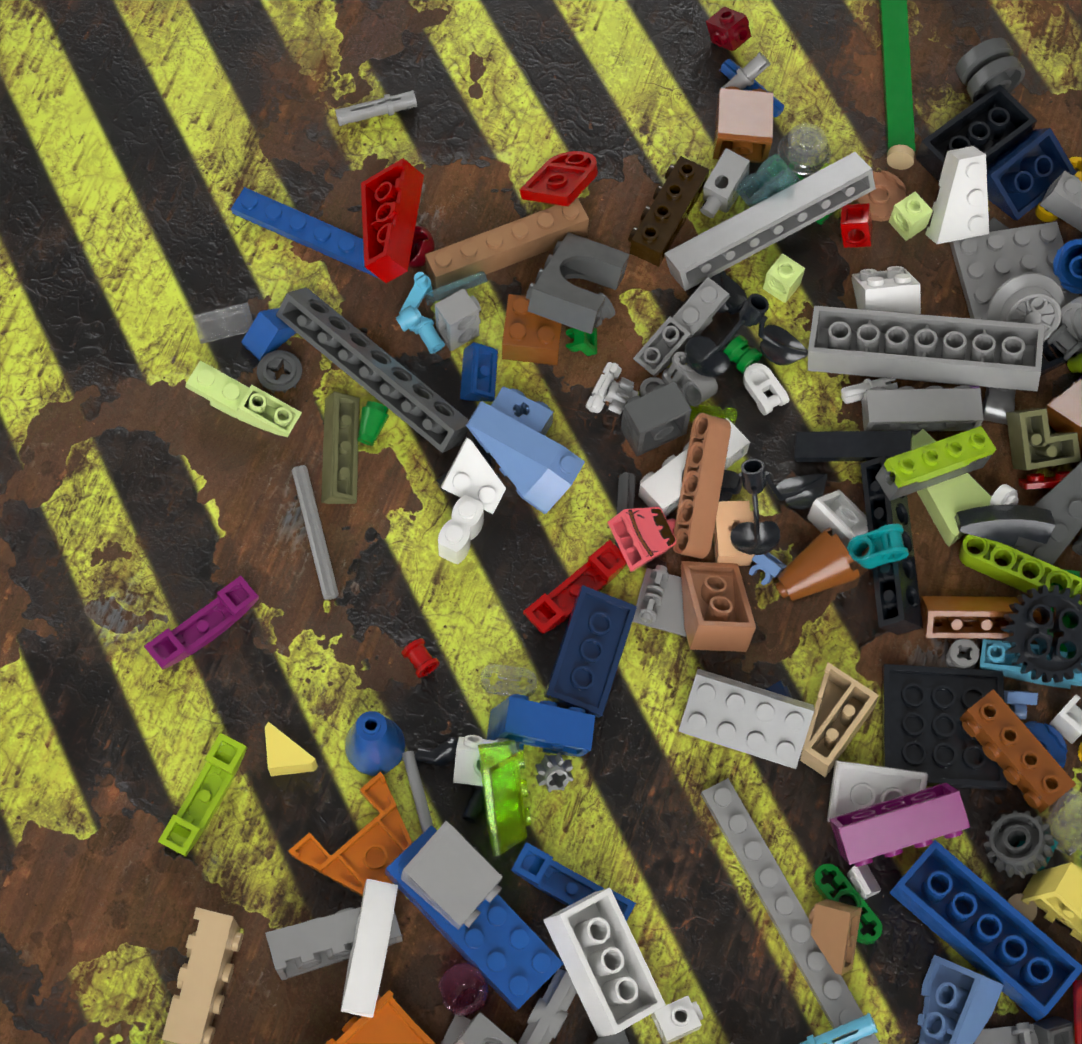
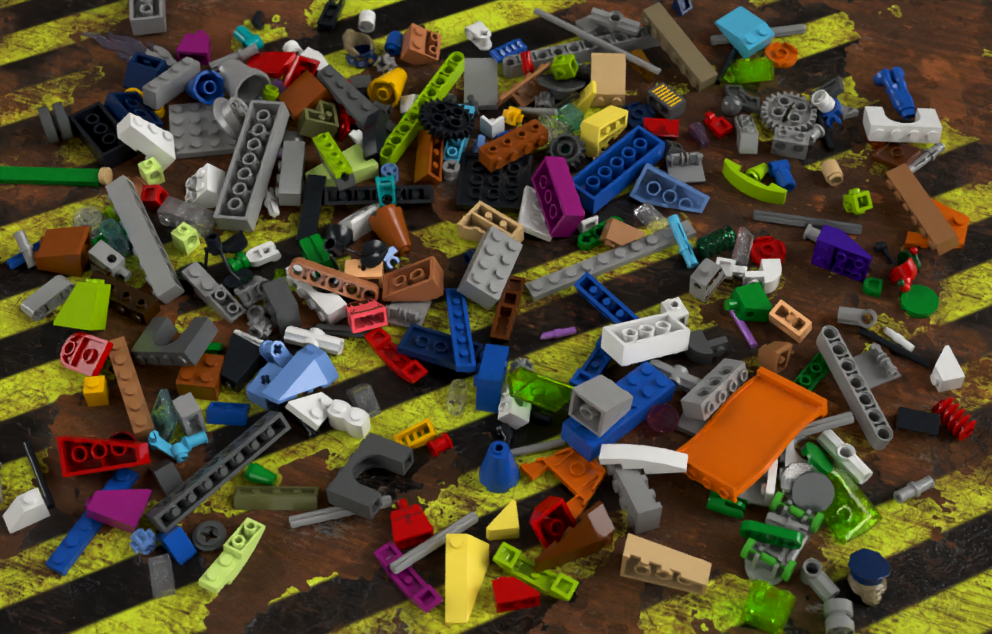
camera: 85 degrees left, 15 degrees down
(171, 762) = (513, 594): none -> red slope
(211, 698) = (465, 568): none -> light yellow wedge
(255, 868) = (584, 539): none -> reddish brown wedge
(258, 657) = (433, 543): none -> light grey axle
(269, 292) = (143, 541): none -> medium blue gear
(279, 818) = (551, 520): none -> red slope
(285, 621) = (409, 525): none -> red torso
(314, 255) = (118, 507): none -> magenta slope
(321, 155) = (25, 510): none -> white slope
(338, 530) = (372, 453): none -> dark grey arch
(372, 307) = (166, 476): none -> dark grey slope
(379, 159) = (39, 475): none -> black bar
(444, 643) = (413, 430): none -> yellow slope
(500, 548) = (364, 398): none -> clear slope
(505, 202) = (96, 391): none -> yellow brick
(558, 377) = (240, 363): none -> black slope
(566, 421) = (275, 353): none -> medium blue piece
(603, 473) = (314, 337): none -> white piece
(618, 676) = (460, 331): none -> blue plate
(631, 164) = (86, 306): none -> lime slope
(635, 833) = (558, 333): none -> medium lavender piece
(666, 121) = (47, 298): none -> light grey beam
(676, 752) = (508, 308): none -> reddish brown slope
(684, 907) = (603, 300): none -> blue brick
(777, 456) = (313, 250): none -> green brick
(826, 274) = (175, 211): none -> clear brick
(889, 993) = (651, 217): none -> clear plate
(942, 554) = (388, 169): none -> medium blue wheel

